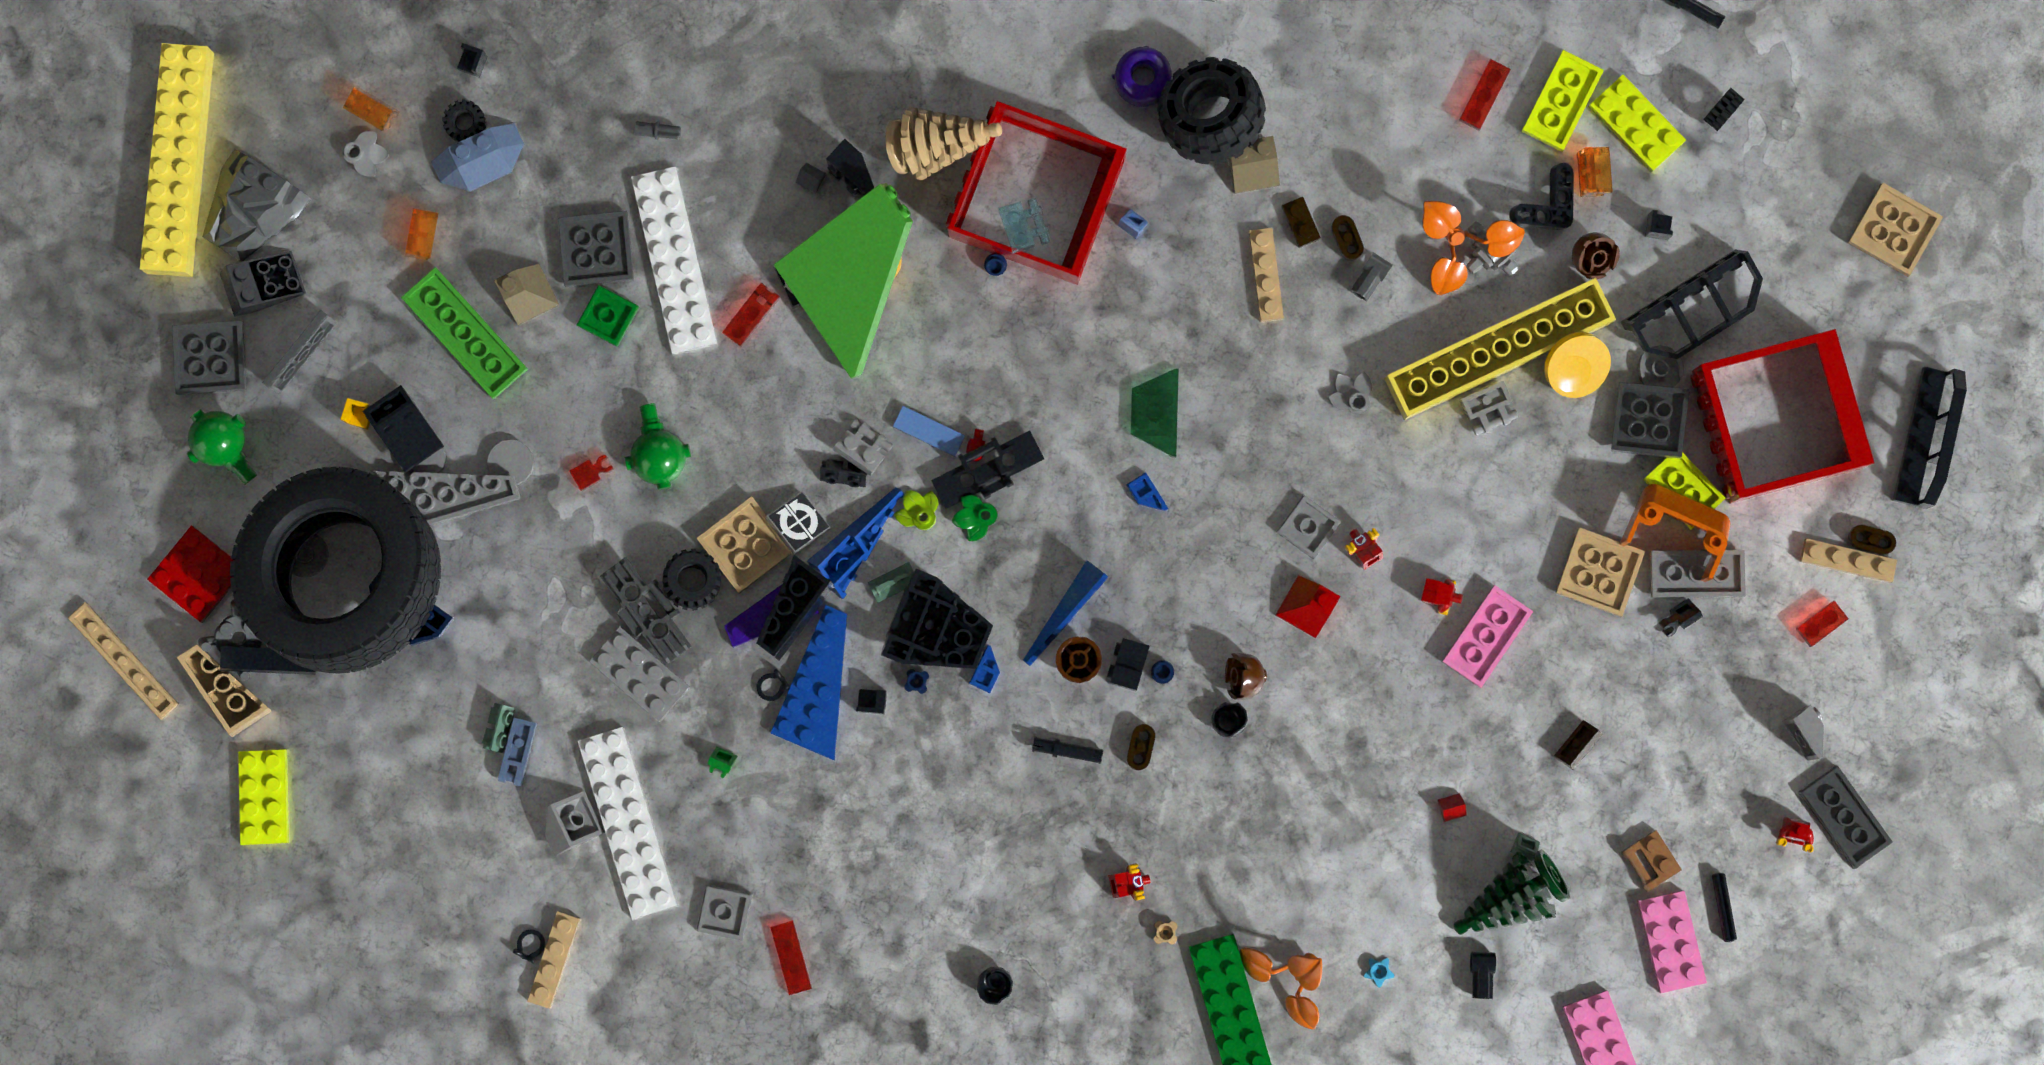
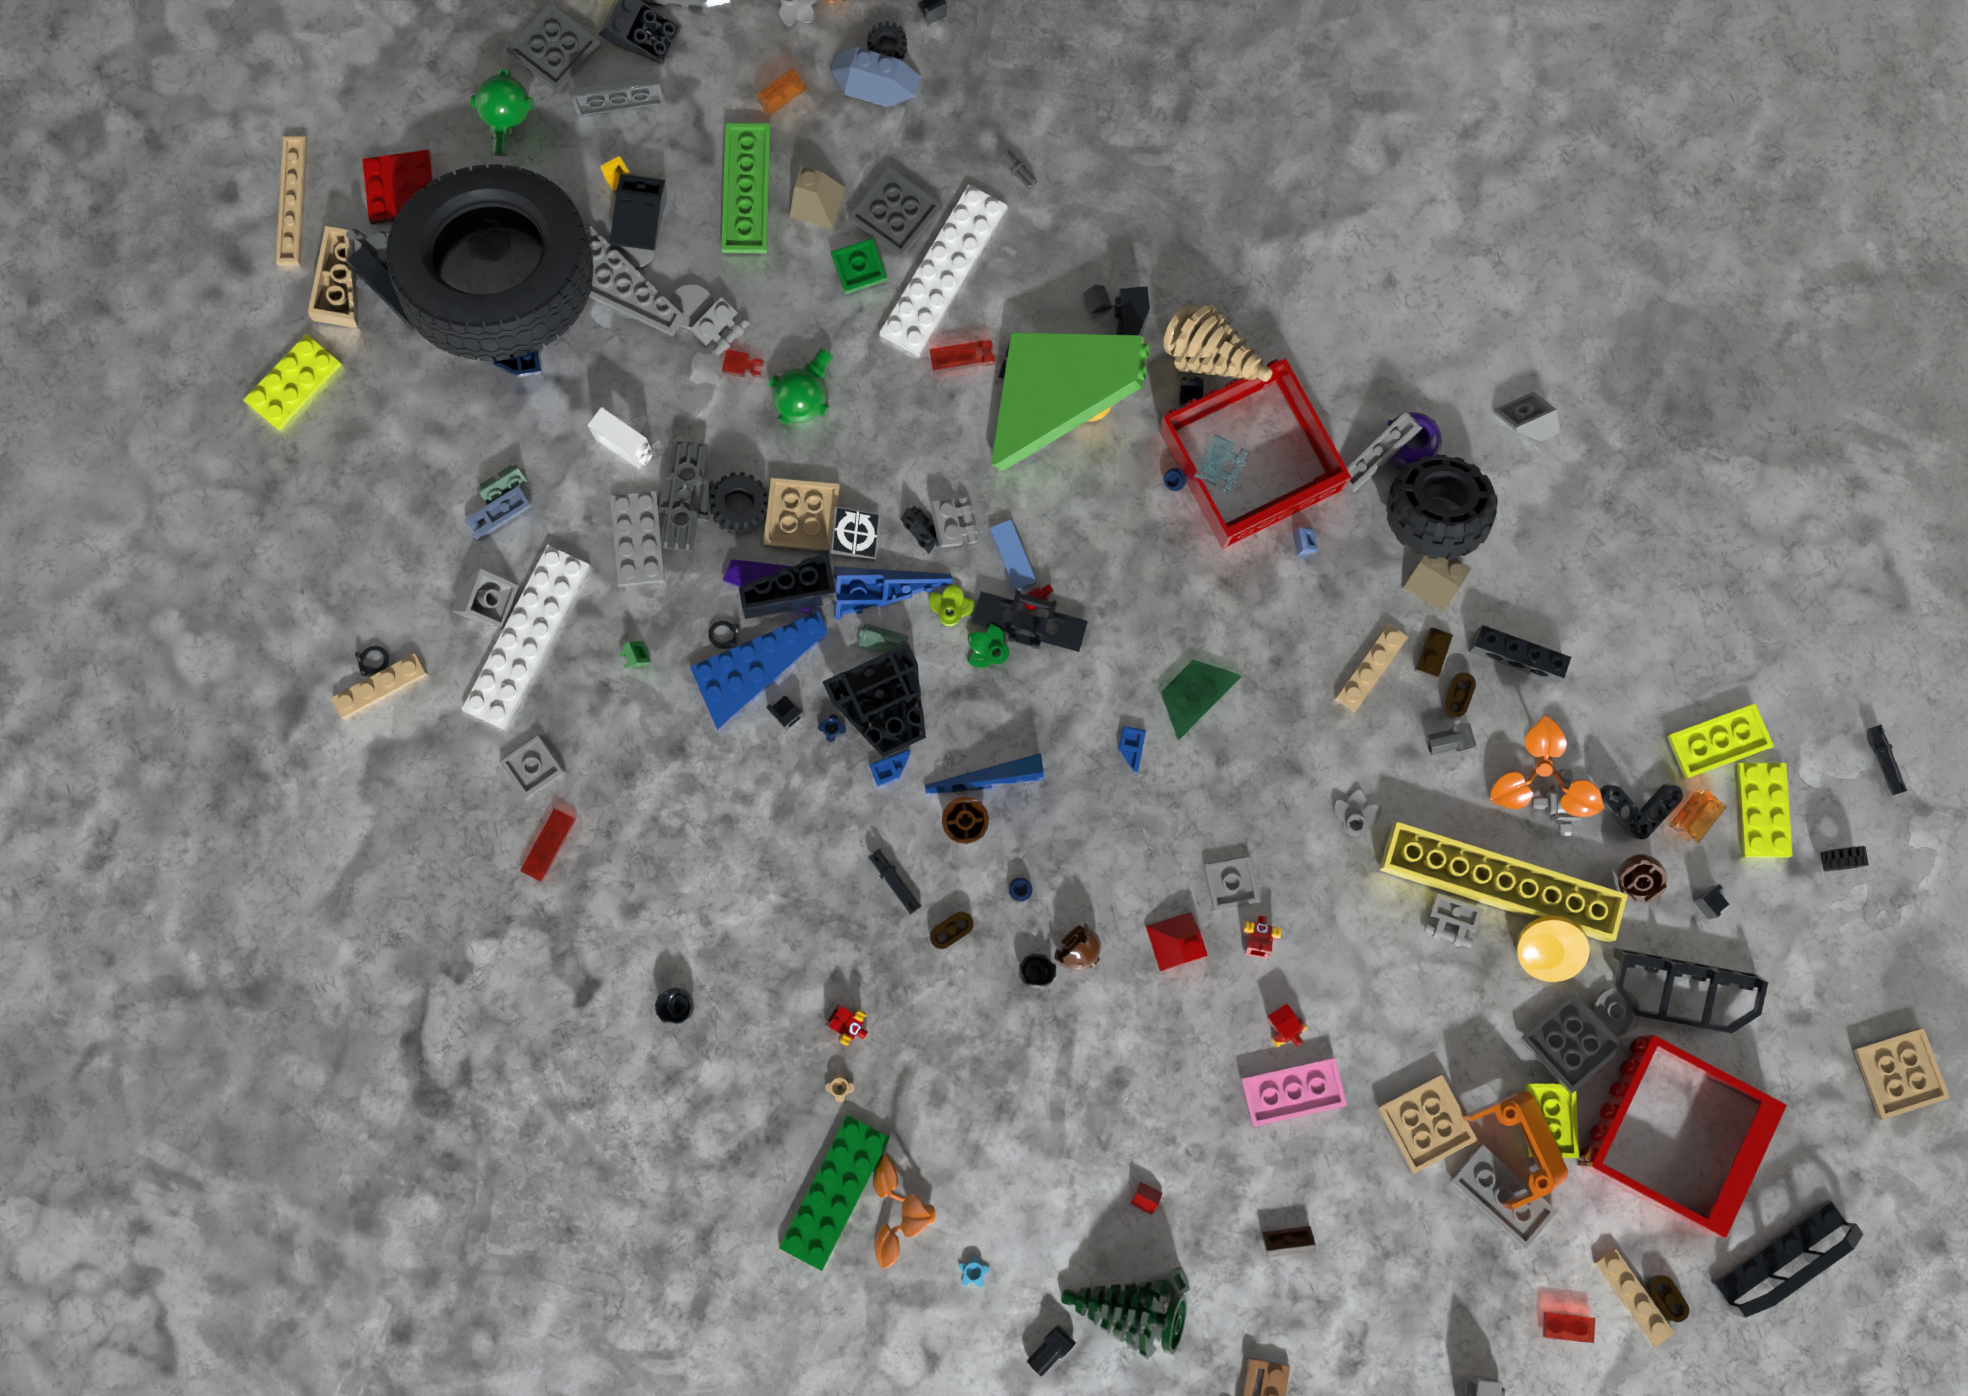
camera: 40 degrees right, 5 degrees down
(540, 459) = (714, 321): none -> light grey plate
(558, 612) = (620, 438): none -> white window
(945, 185) = (1191, 389): none -> dark blue tile
(1128, 104) = (1382, 449): none -> light grey tile
(1128, 665) = (1000, 860): black brick -> none
(1364, 167) = (1520, 654): none -> black brick
(1484, 94) = (1662, 683): clear red plate -> none
(1681, 615) = (1462, 1217): black plate -> none

